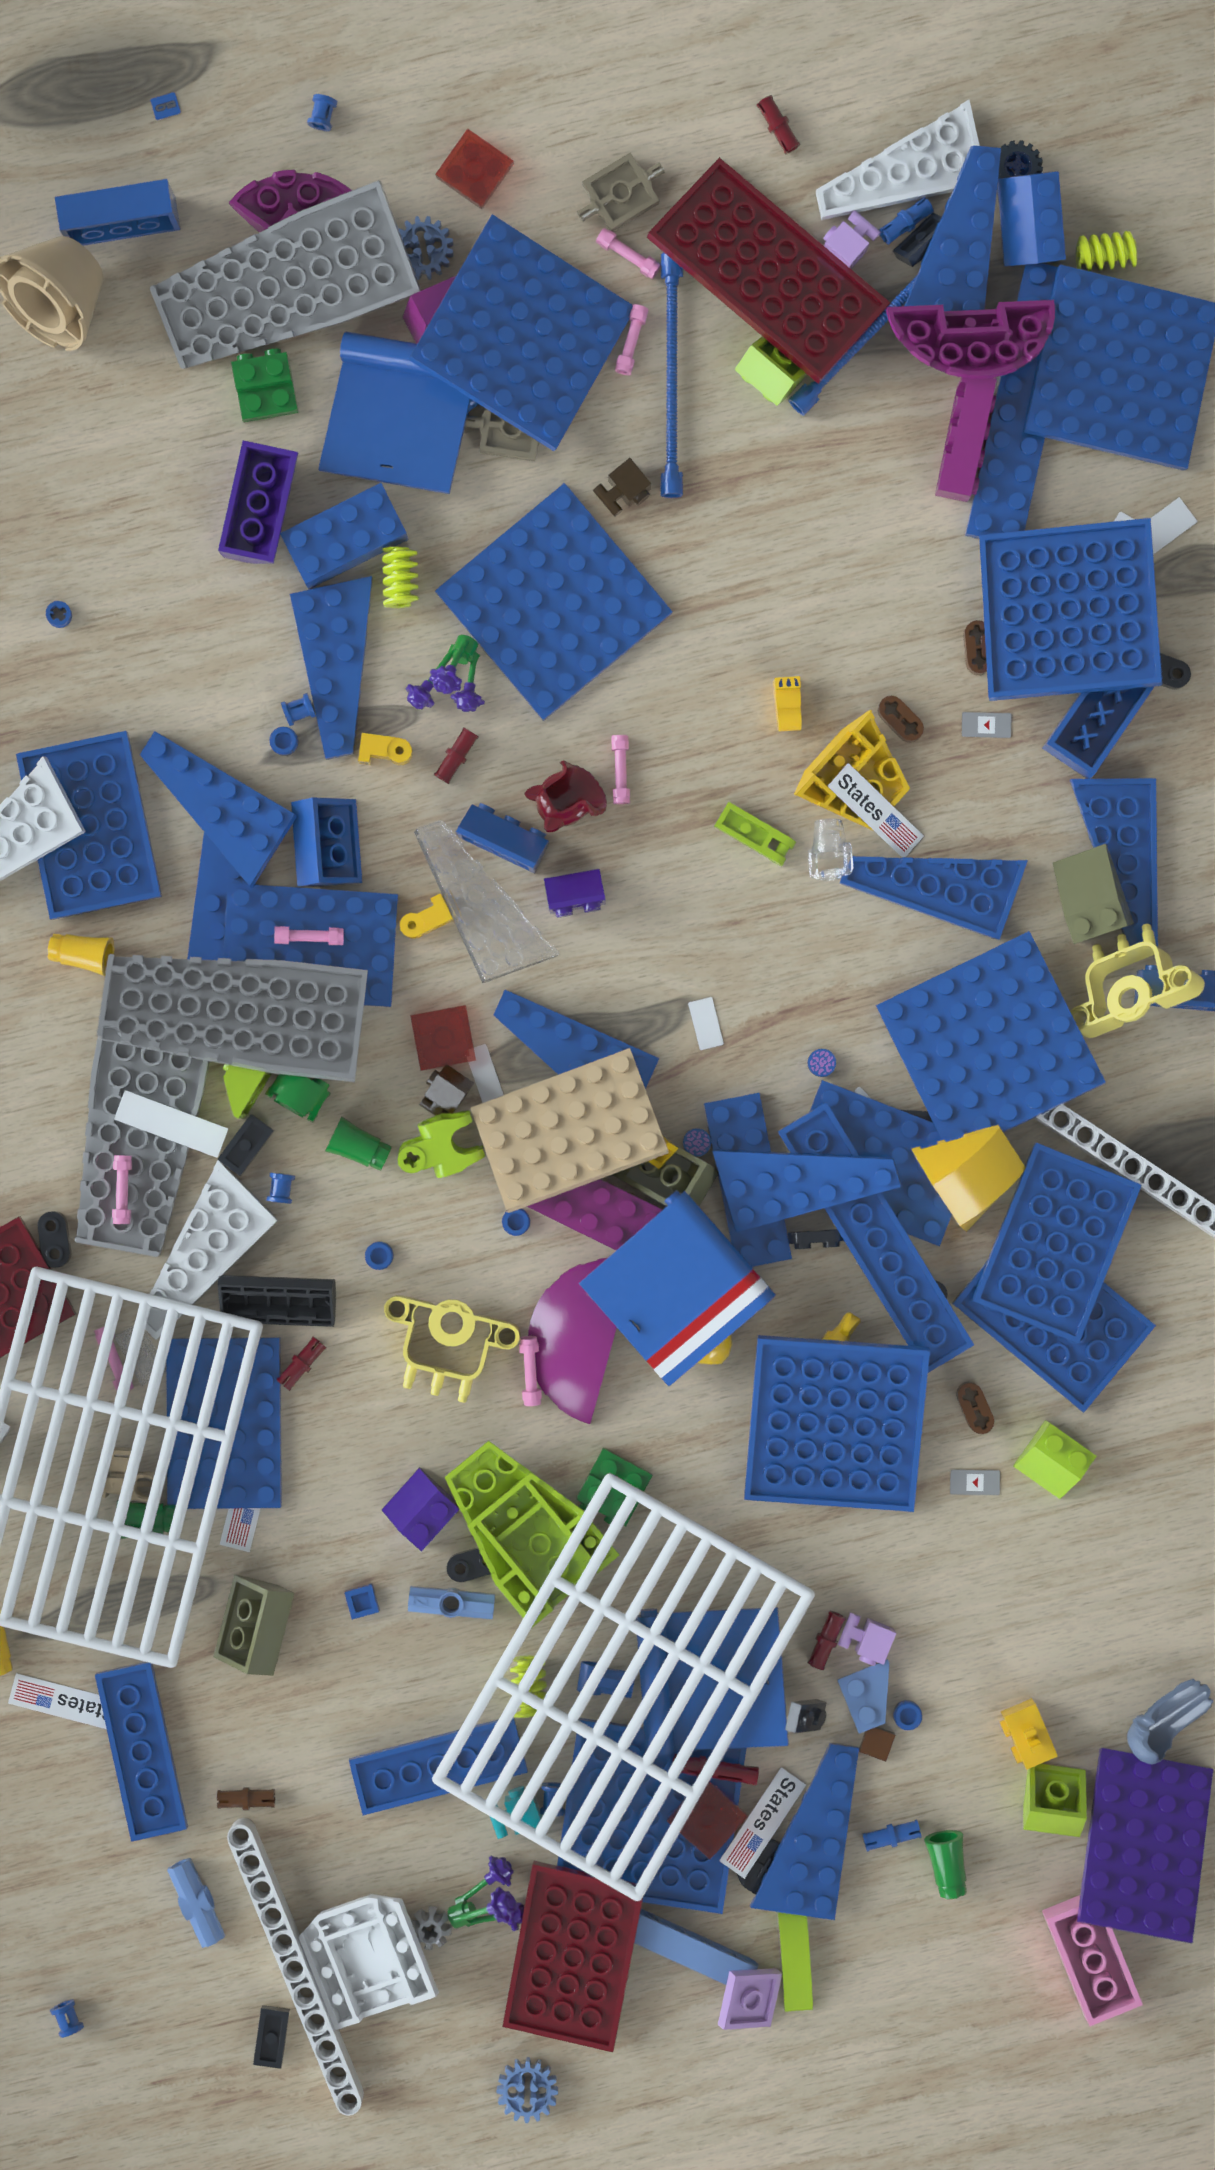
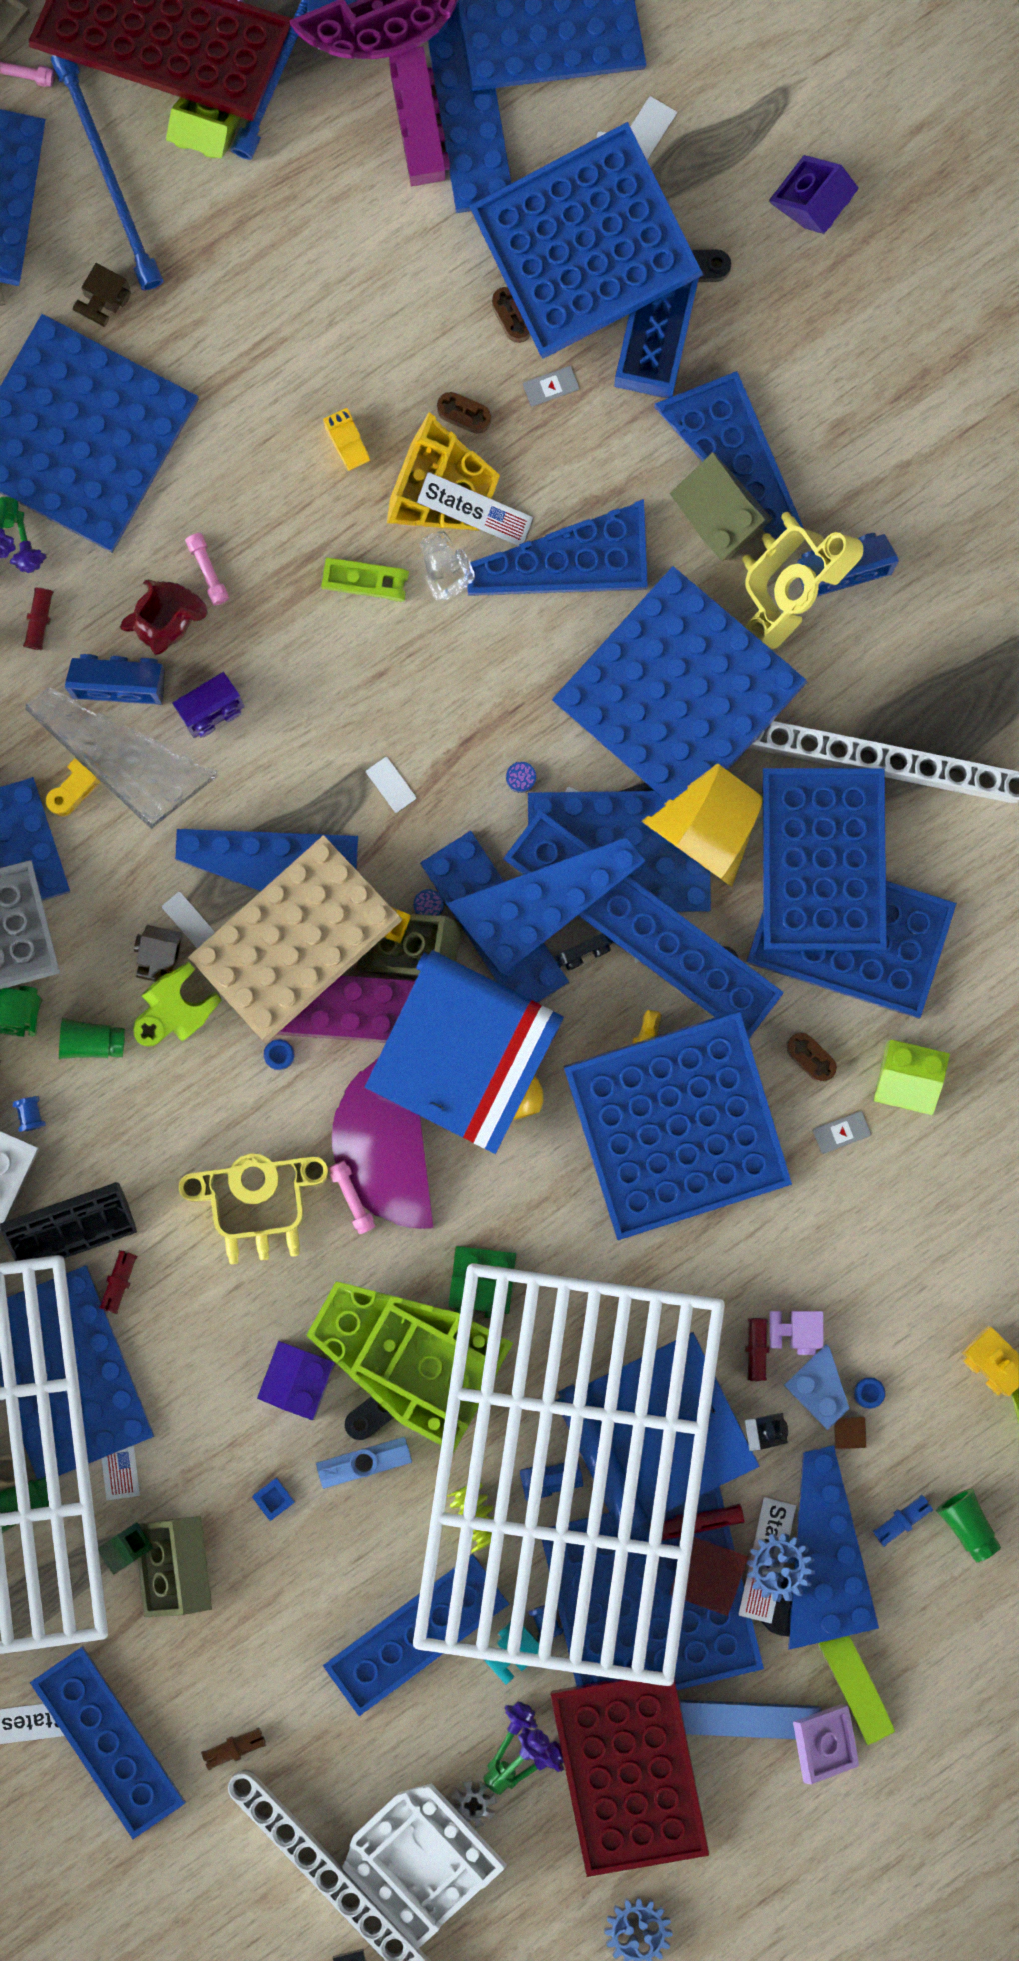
camera: 25 degrees left, 5 degrees down
(196, 1902) = (224, 1876): medium blue piece -> none
(219, 1594) = (125, 1548): none -> dark green brick
(379, 1255) = (154, 1143): blue tile -> none
(443, 1037) = (134, 901): clear red plate -> none
(638, 318) = (52, 128): bright pink bar -> none
(784, 1826) = (771, 1583): none -> medium blue gear

